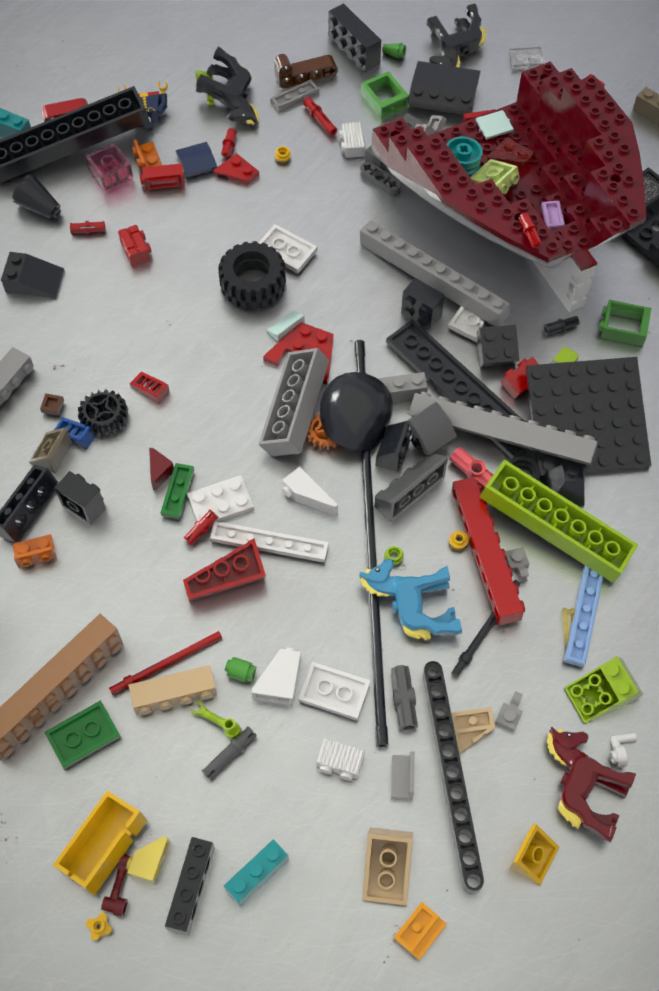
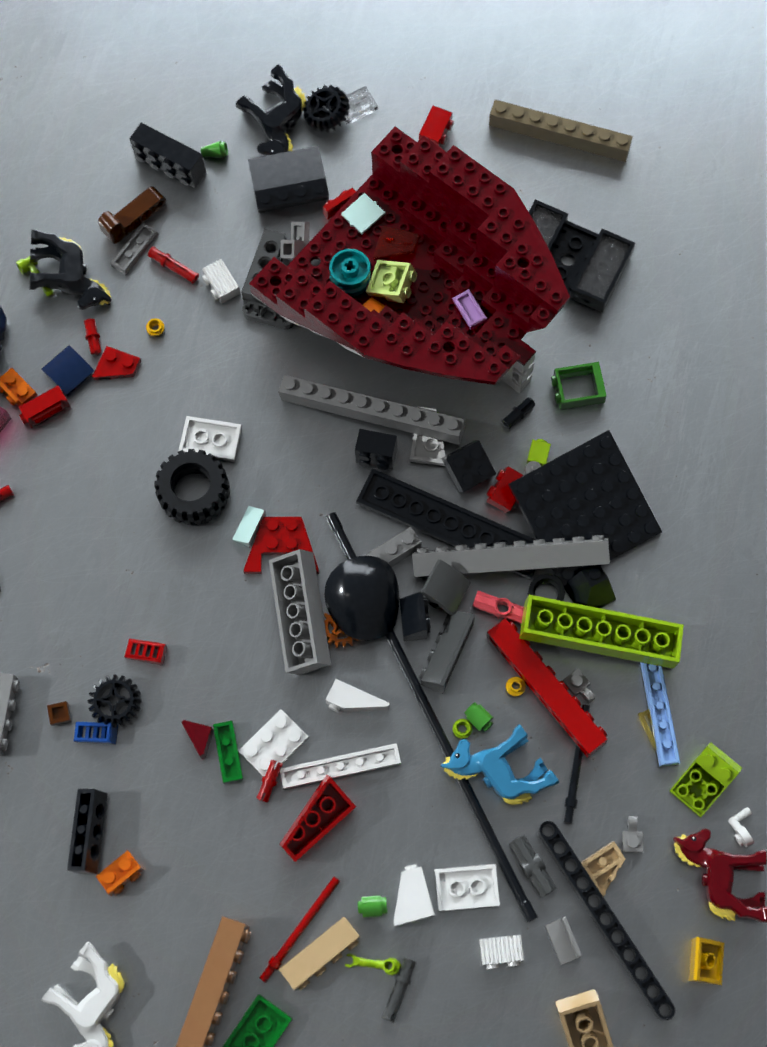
camera: 20 degrees left, 10 degrees up
(52, 449) = (82, 762): dark tan slope -> none
(80, 497) = (139, 802): black brick -> none
(134, 245) = (53, 499): red brick -> none
(389, 106) = (242, 223): bright green window -> none
(413, 550) = (479, 717): none -> bright green brick
(500, 49) = (332, 99): none -> black gear
(530, 229) = (466, 360): red axle -> none

